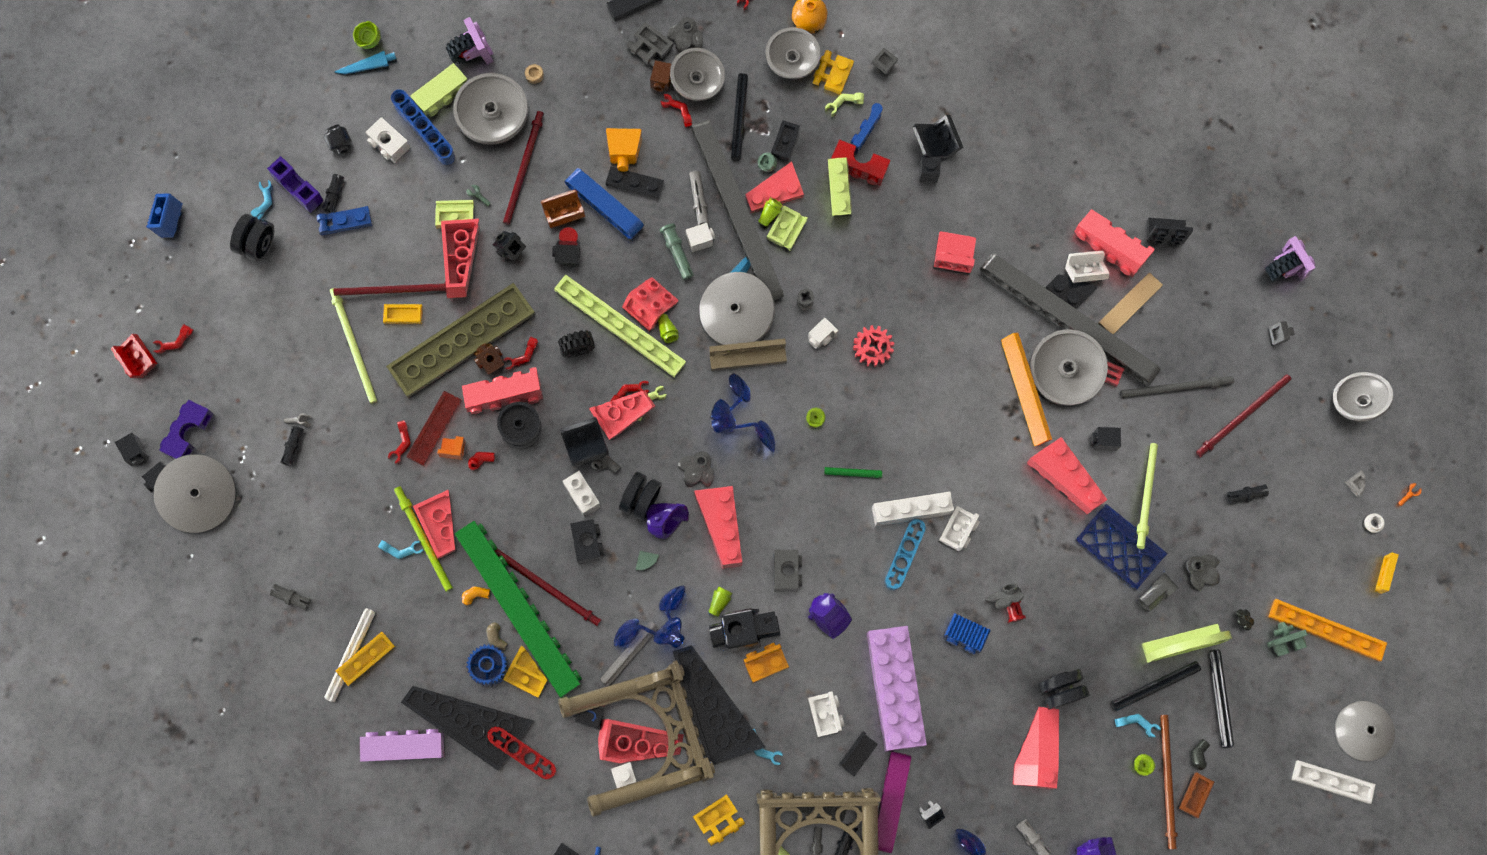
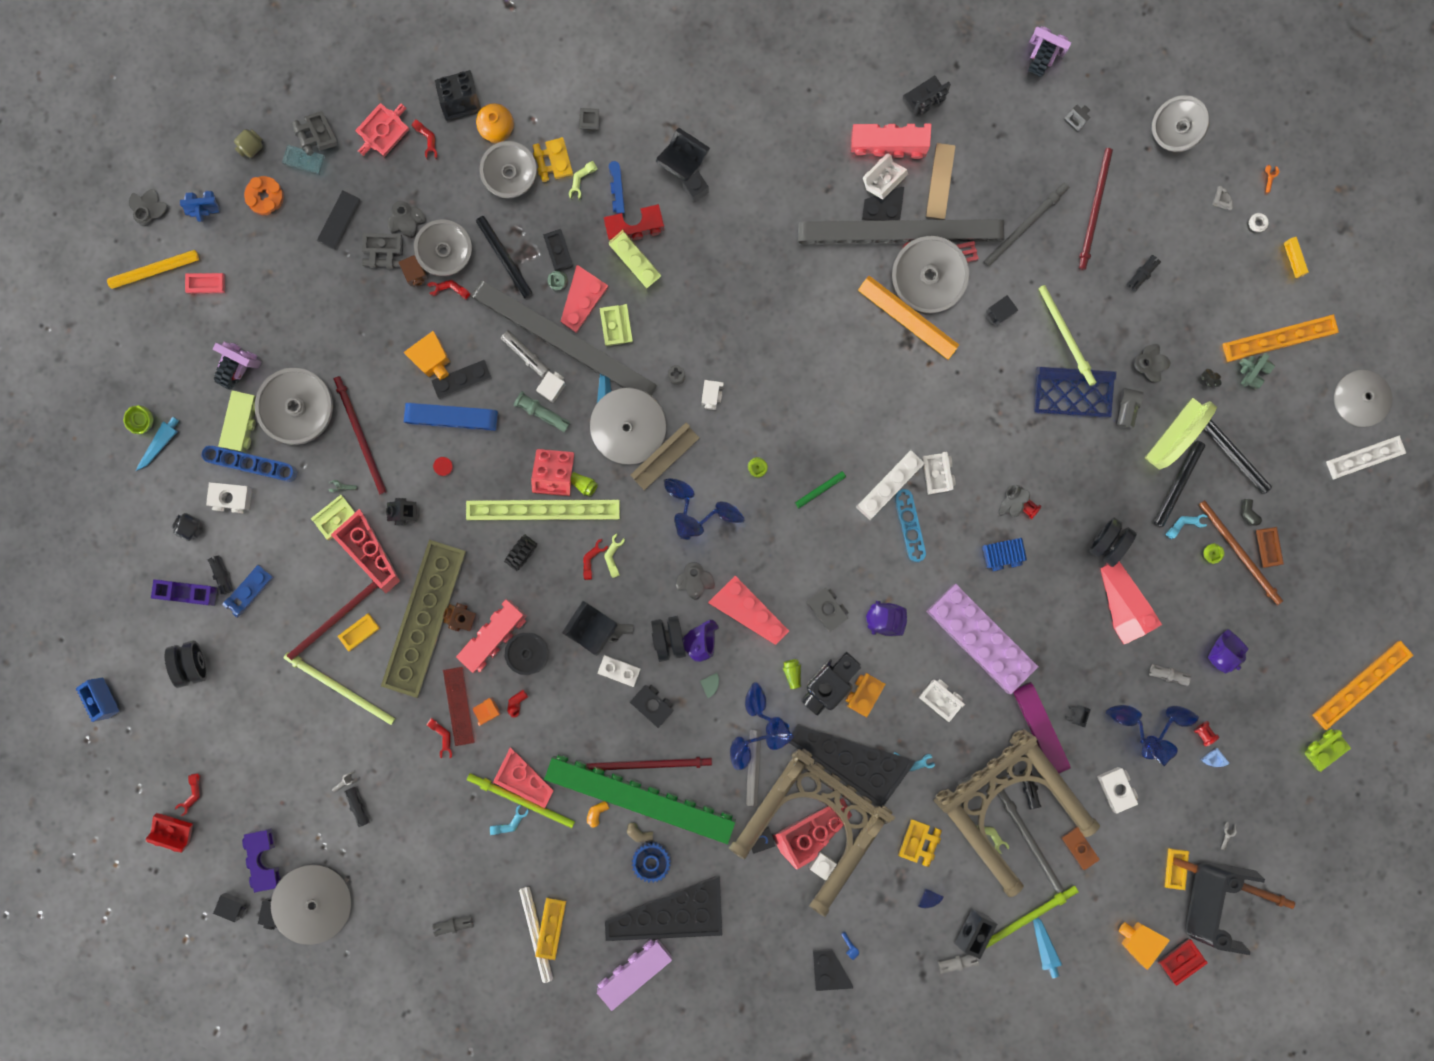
camera: 30 degrees left, 10 degrees up
(259, 211) = (171, 638): medium azure arm -> none
(522, 751) = (730, 908): red beam -> none
(526, 674) = (685, 845): yellow wing -> none
(531, 345) = (487, 592): red arm -> none
(534, 74) = (305, 347): tan tile -> none
(562, 208) = (420, 447): dark orange bracket -> none
(566, 252) = (452, 481): black brick -> none
(622, 413) = (601, 581): coral wing -> none
(770, 211) = (592, 321): lime cone -> none
(857, 754) = (988, 711): black panel -> none
(870, 339) = (769, 377): coral gear -> none
(955, 252) = (768, 243): coral bracket -> none
(1068, 475) = (991, 364): coral wedge -> none

